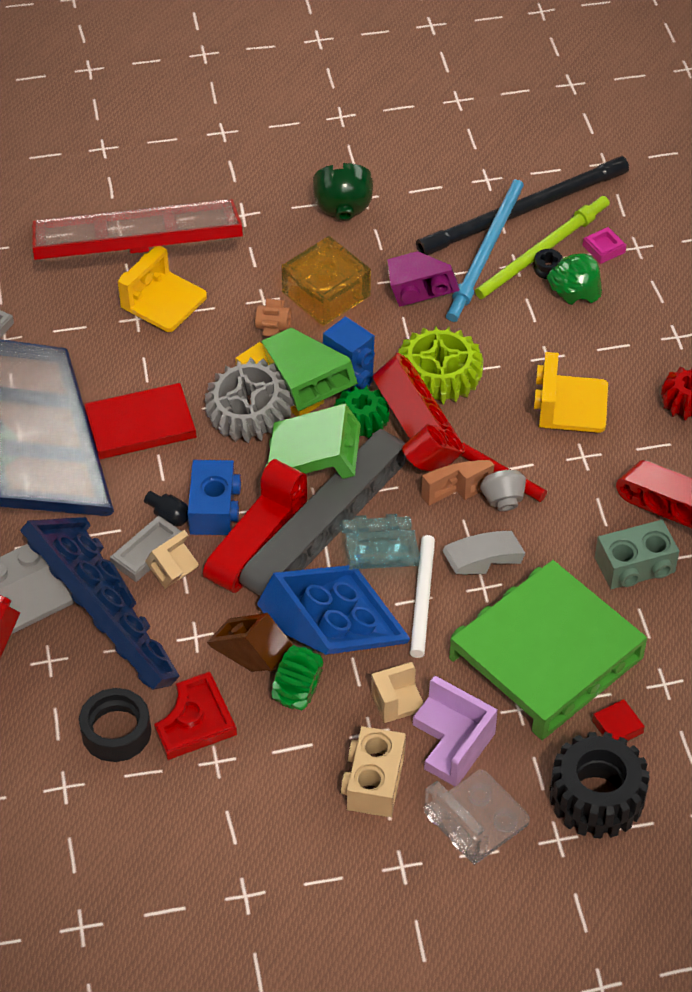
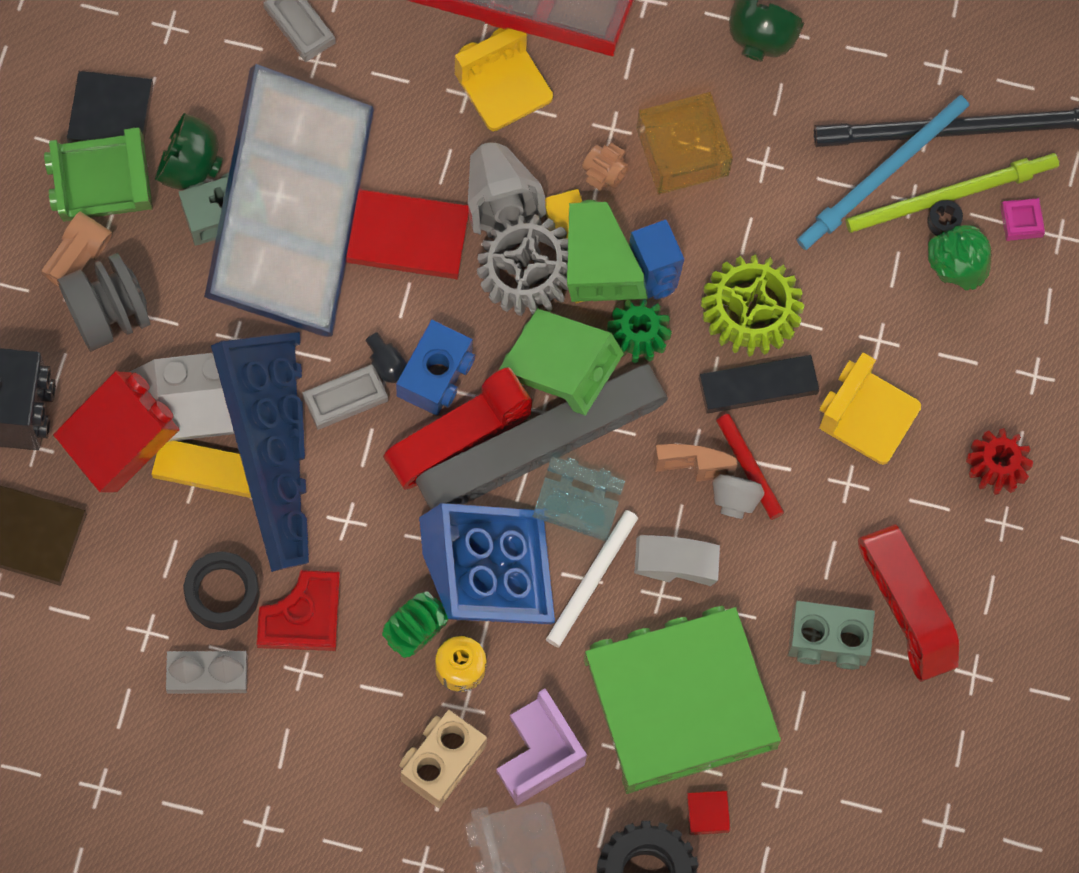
camera: 20 degrees right, 20 degrees up
(56, 643) = (201, 468): none -> yellow tile
(133, 793) = (206, 672): none -> light grey tile
(172, 560) = (360, 428): tan panel -> none
(198, 356) = (501, 189): none -> light grey cone
(251, 642) = (392, 559): reddish brown slope -> none
(351, 693) = (457, 676): none -> yellow head
(396, 692) = (508, 681): tan panel -> none
(420, 278) = (785, 183): magenta slope -> none
(431, 436) = (692, 368): red beam -> none
(484, 410) = (758, 384): none -> black tile

